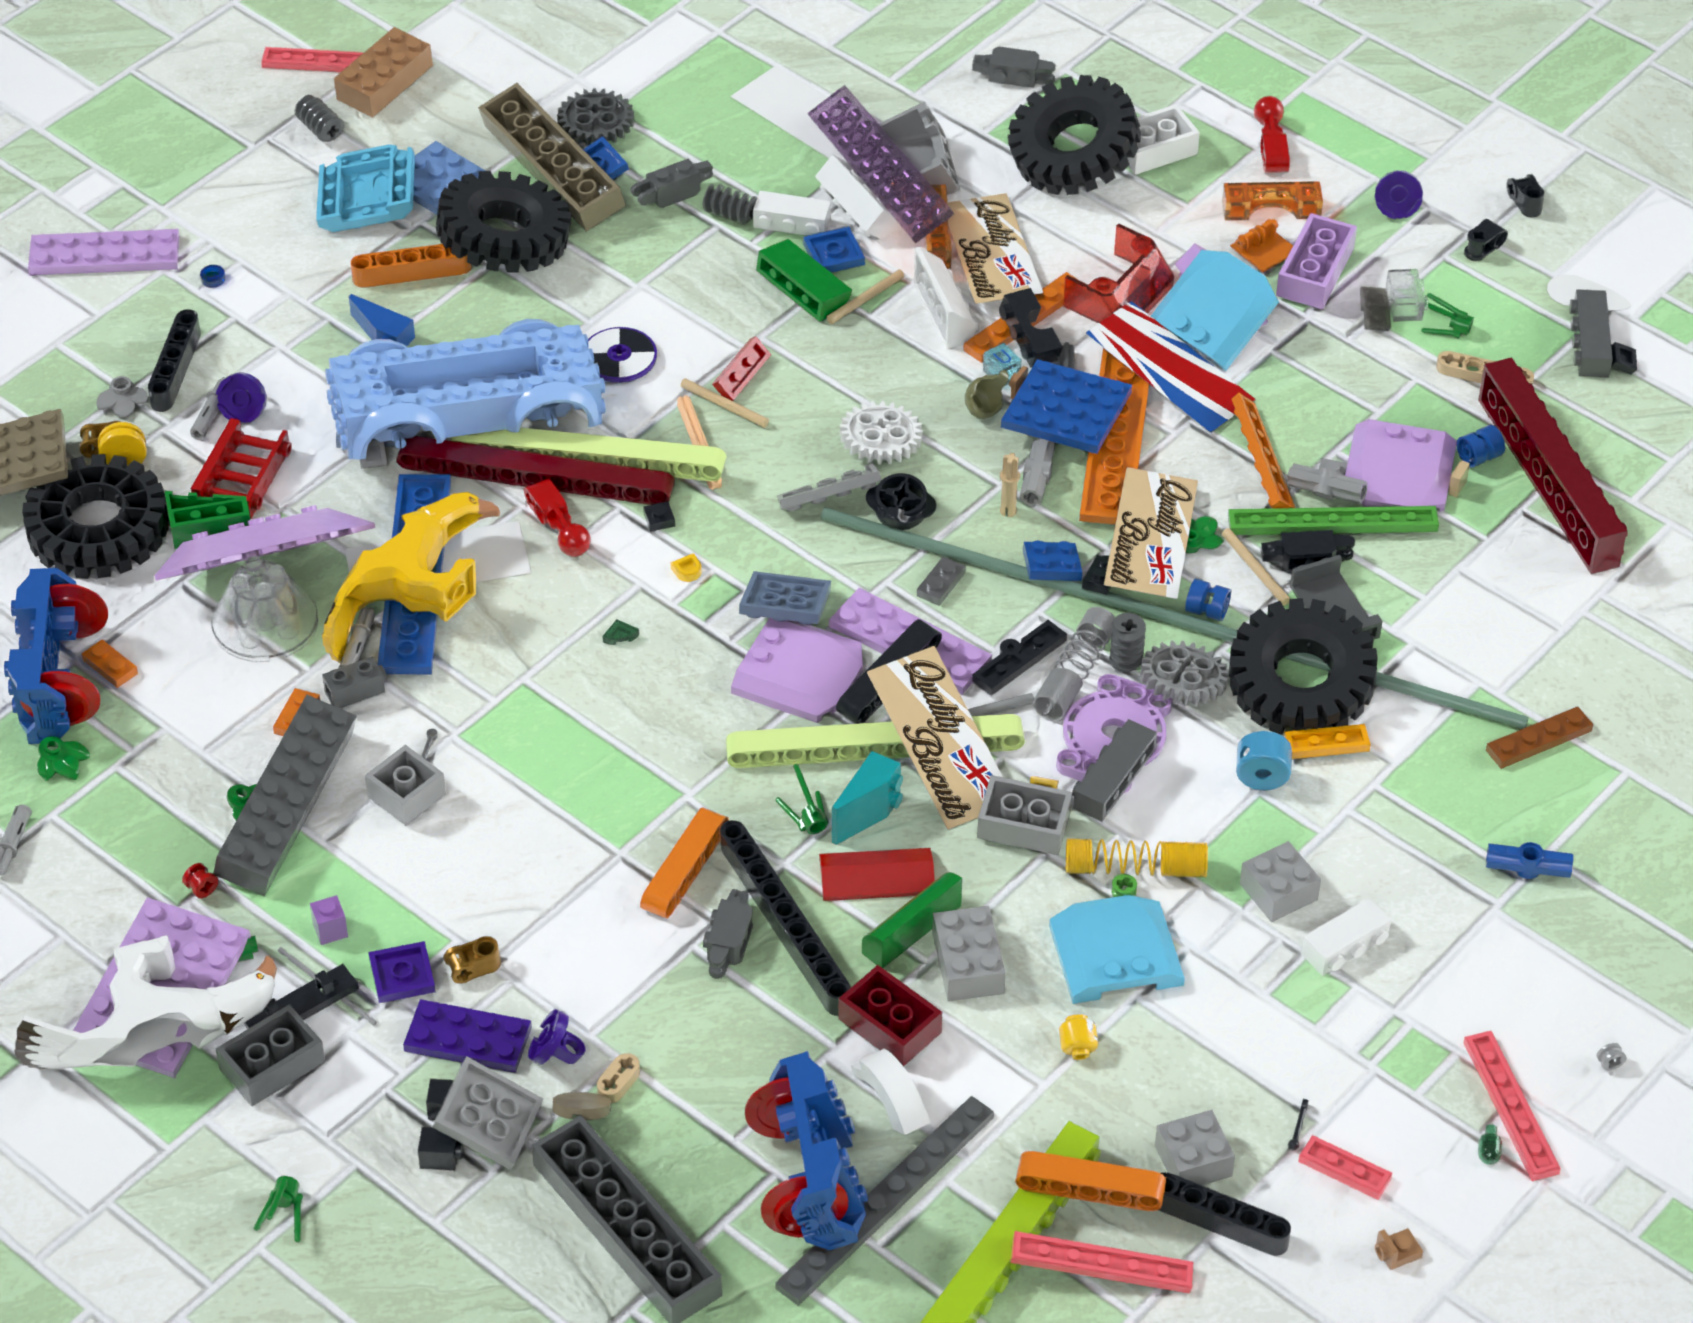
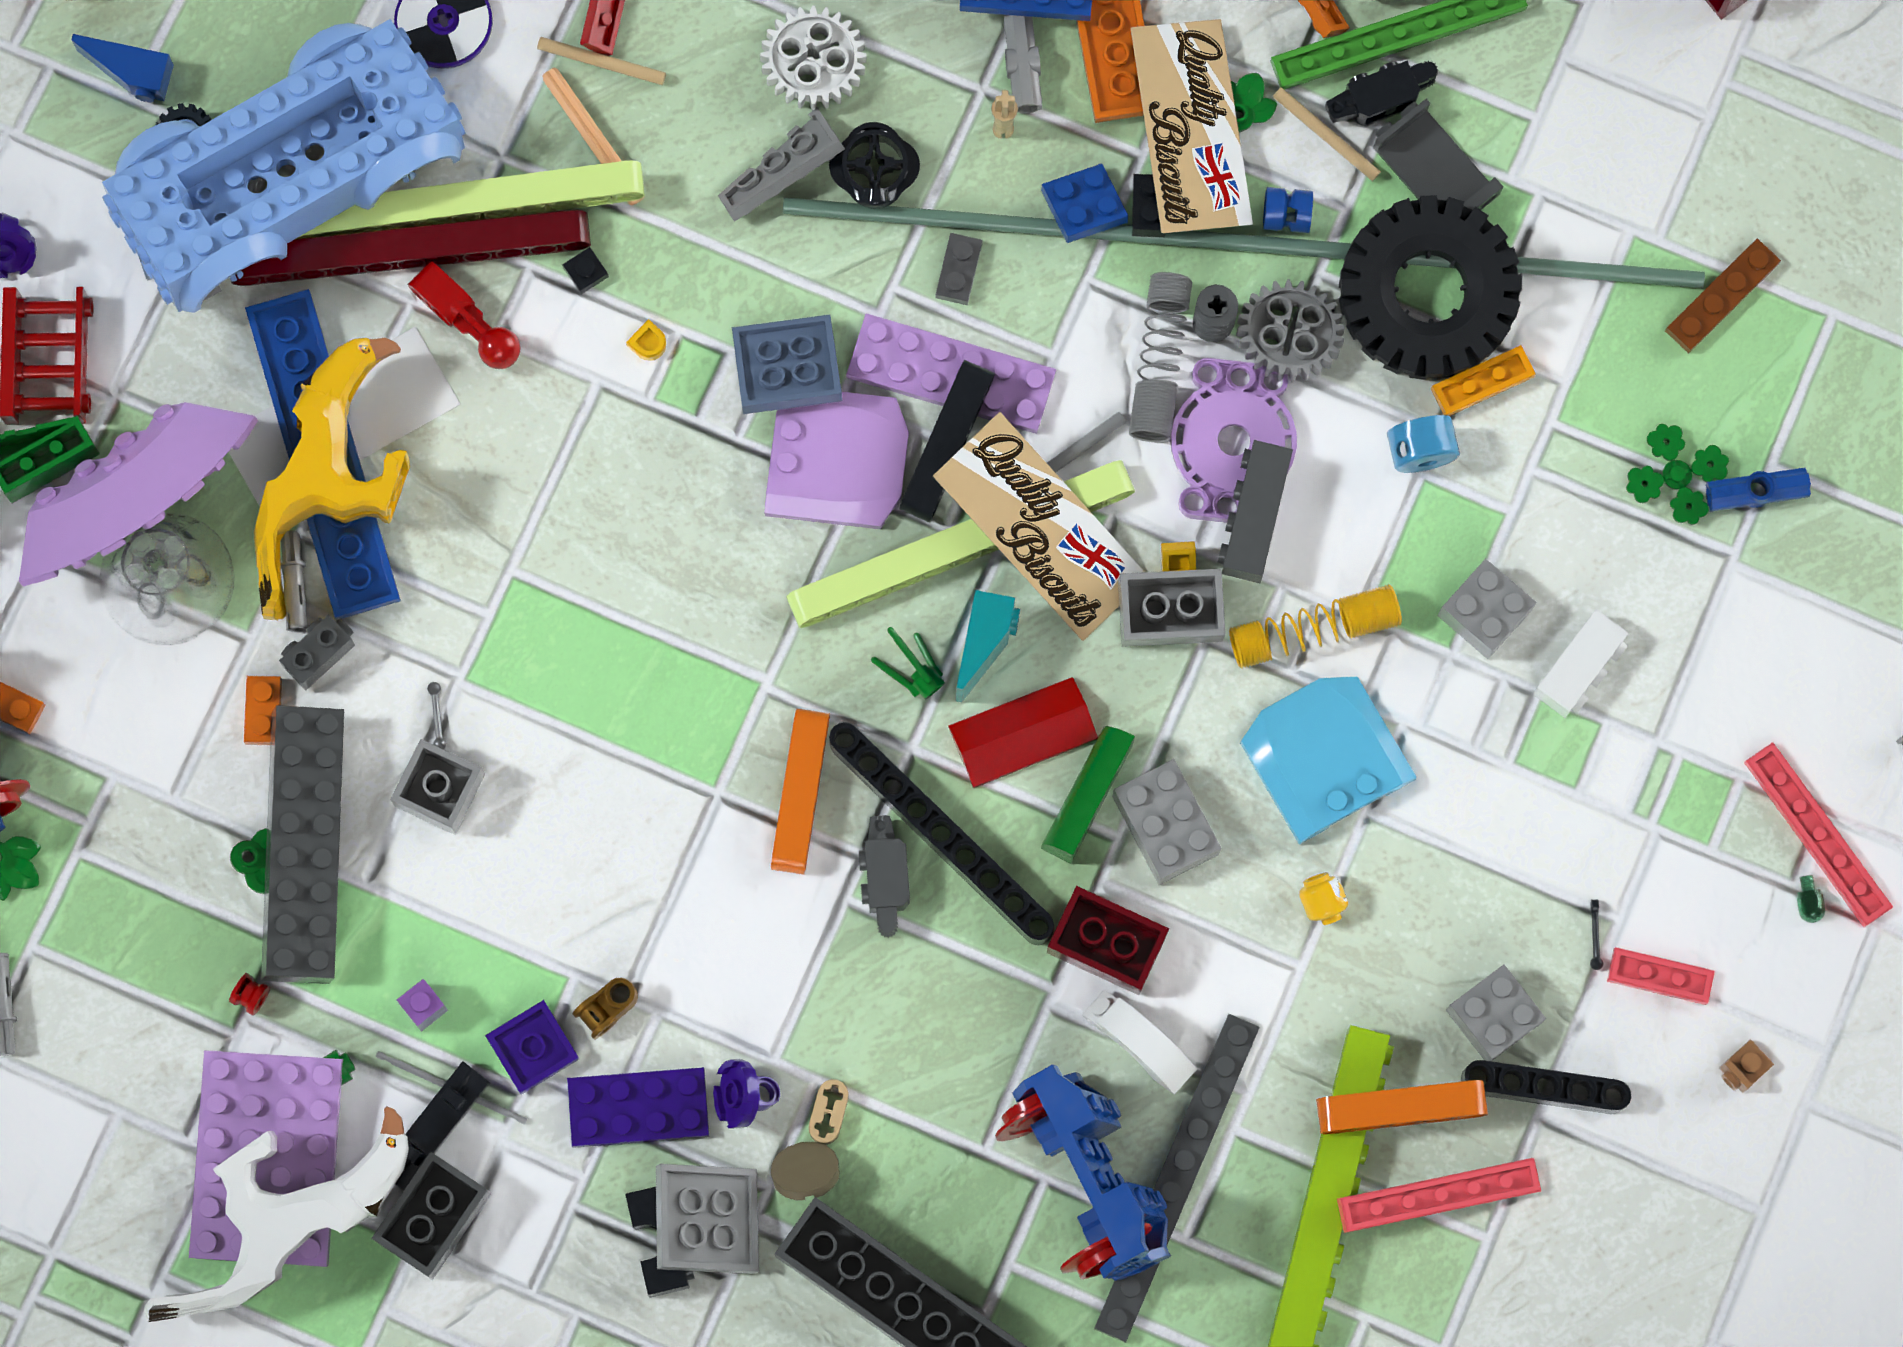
camera: 20 degrees left, 30 degrees up
(620, 632) = (603, 469): clear green tile -> none
(1018, 657) = (1089, 362): black hinge -> none
(1124, 880) = (1302, 660): bright green bush -> none
(1465, 839) = (1677, 474): none -> green plant

